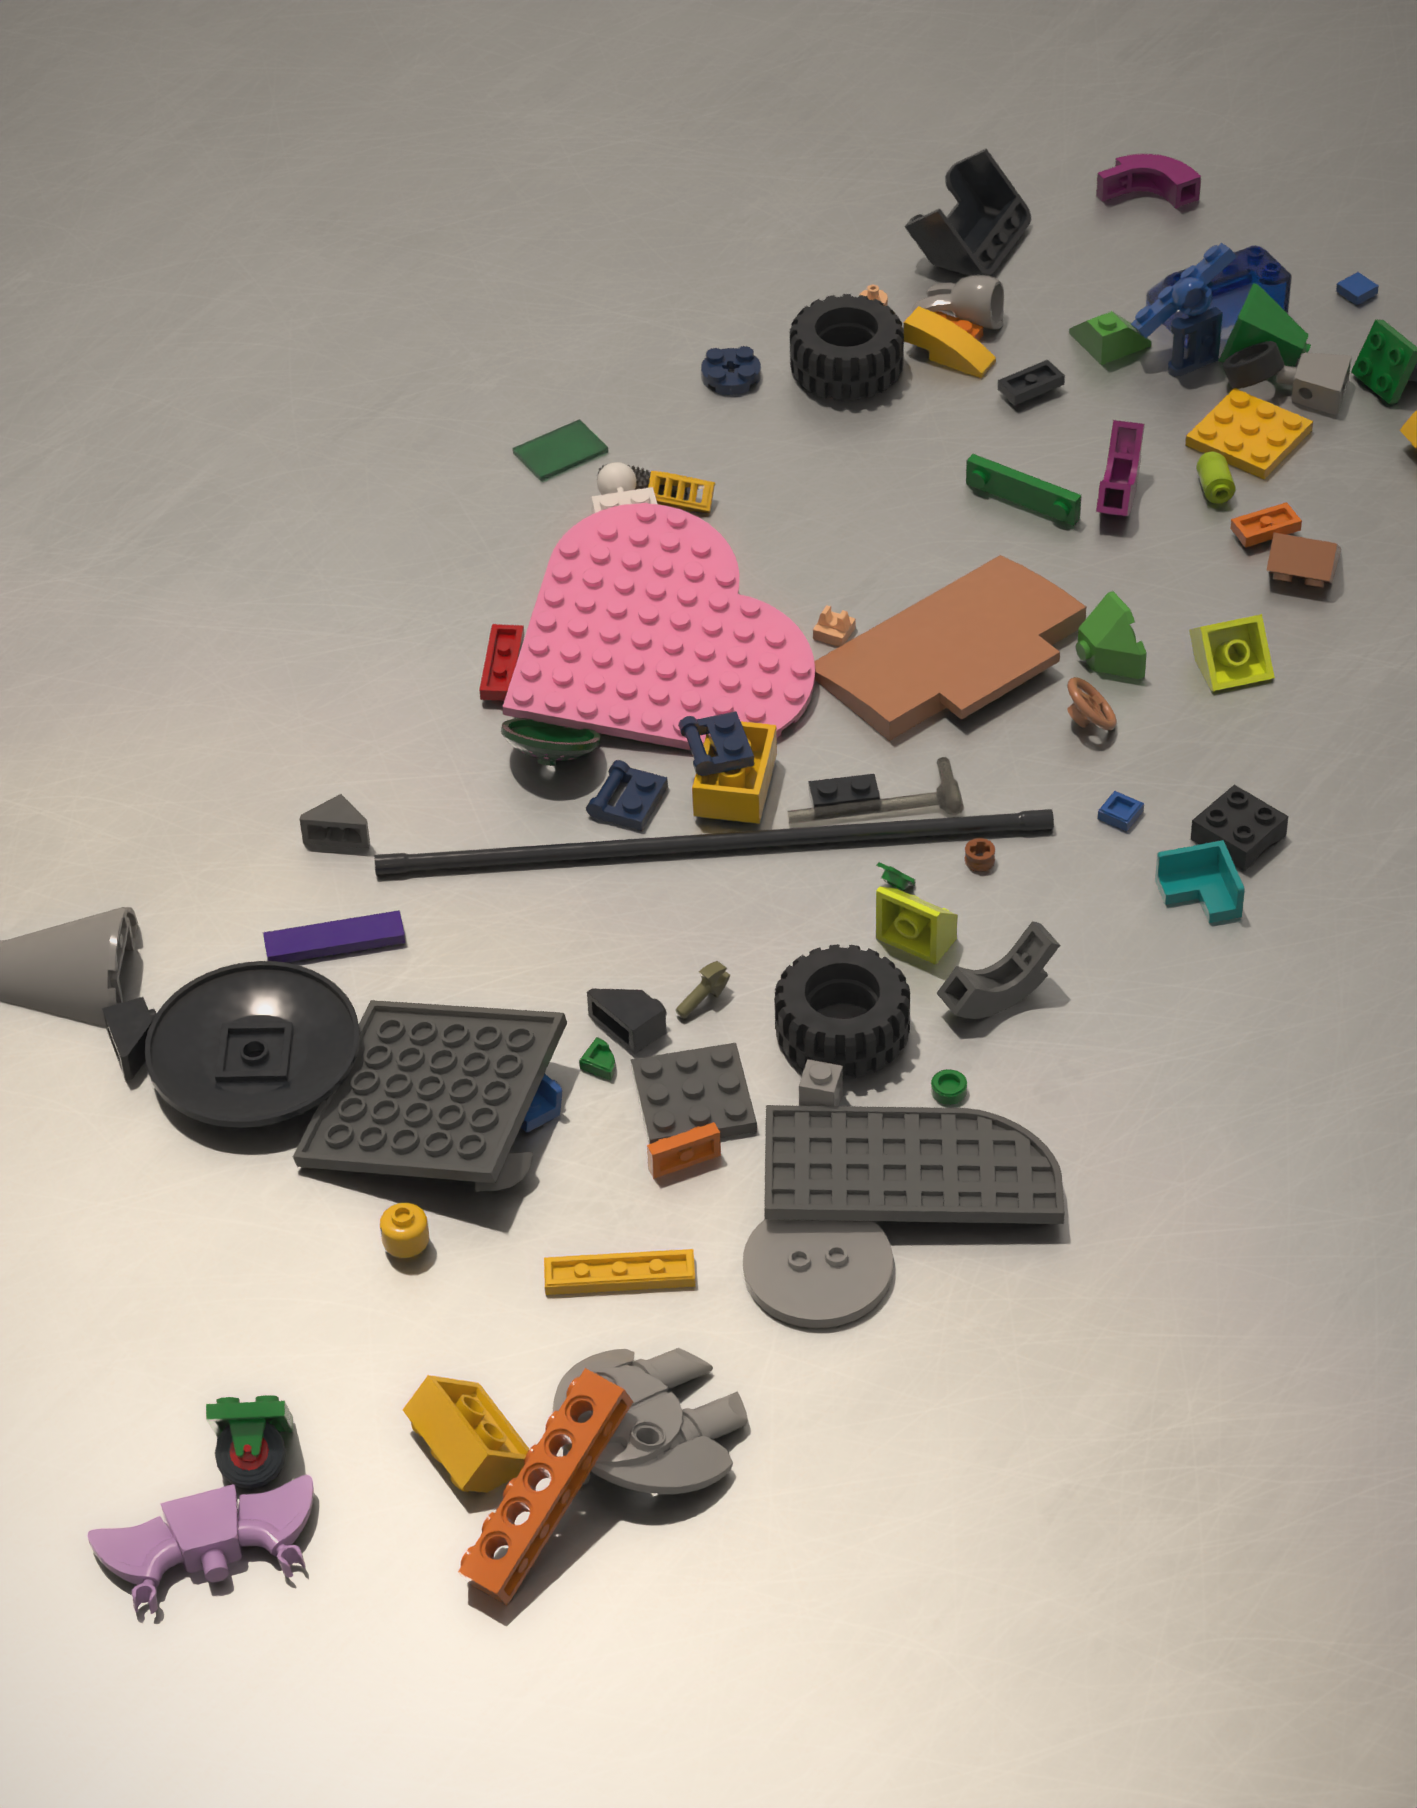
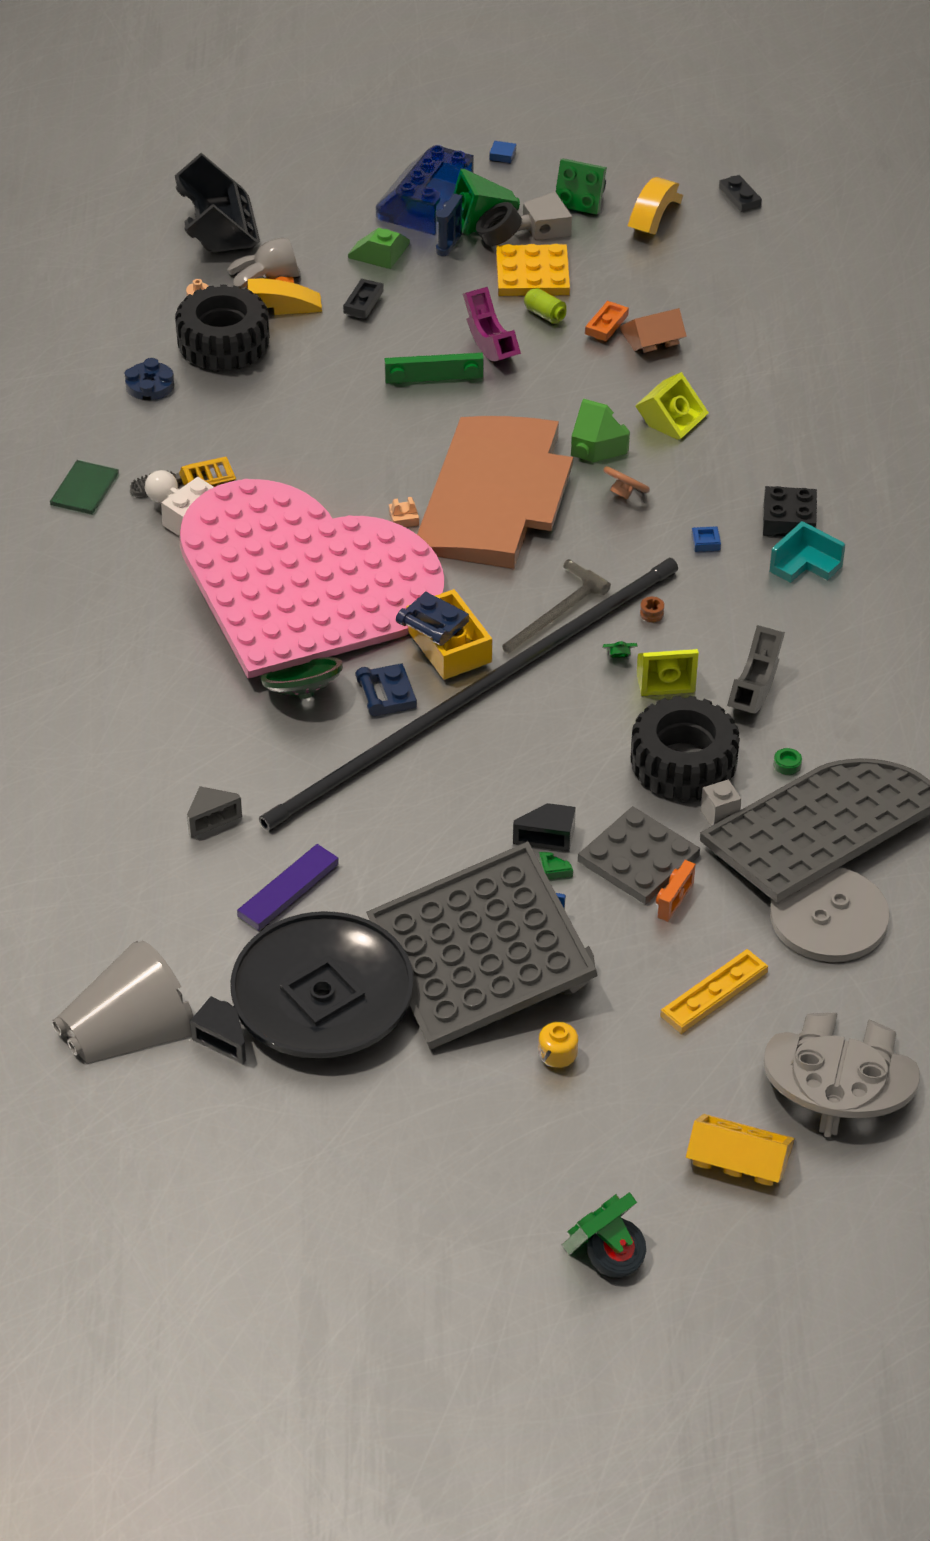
camera: 40 degrees left, 0 degrees up
(206, 1535) = (642, 1318): lavender torso -> none
(500, 660) = (205, 645): red plate -> none
(503, 1576) = (840, 1063): orange brick -> none
(713, 981) = (577, 777): olive bar -> none
(843, 790) = (523, 614): black plate -> none
(1152, 174) = (303, 131): magenta arch -> none
(1188, 295) = (429, 191): blue plate -> none

